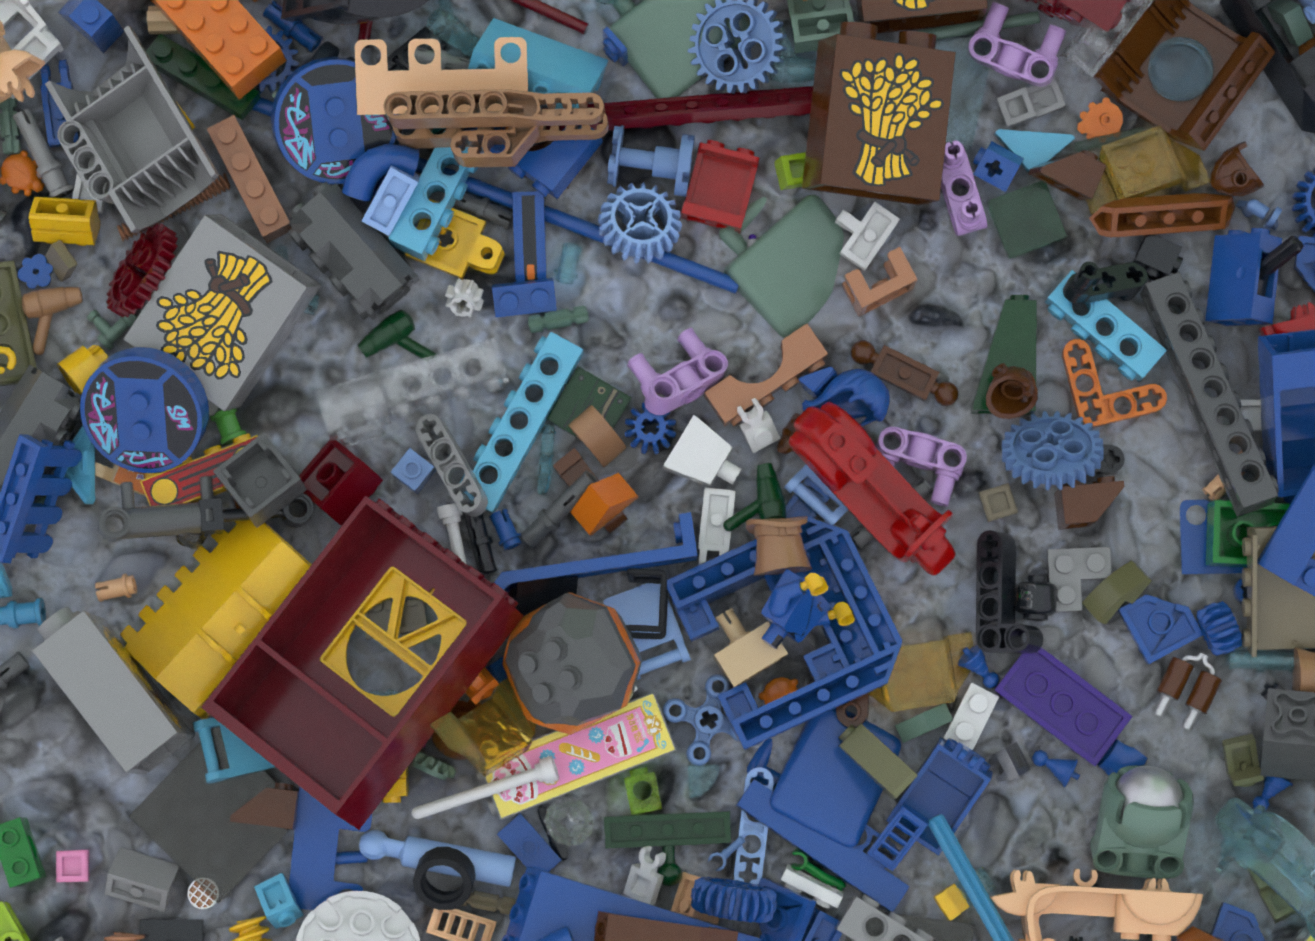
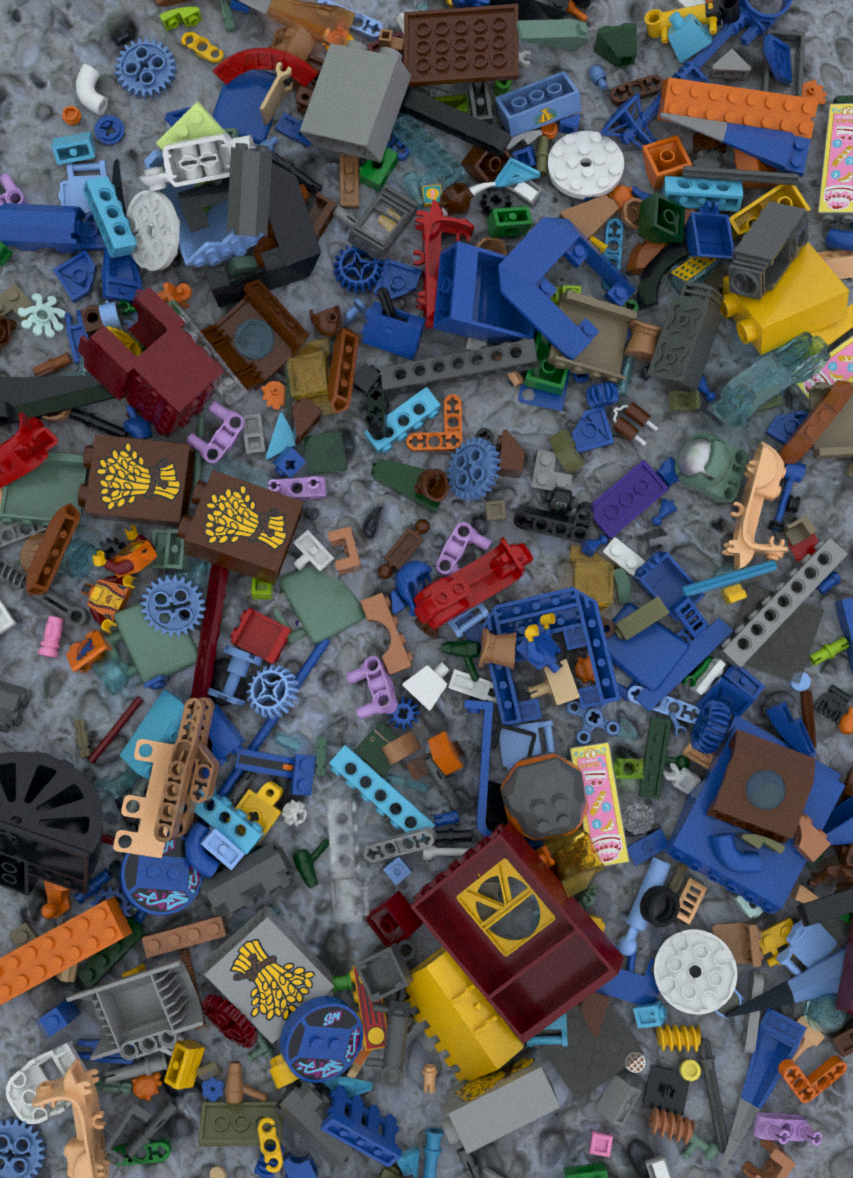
camera: 80 degrees left, 0 degrees up
(543, 771) = (606, 828): white piece -> none
(757, 427) = (417, 646): white plate -> none

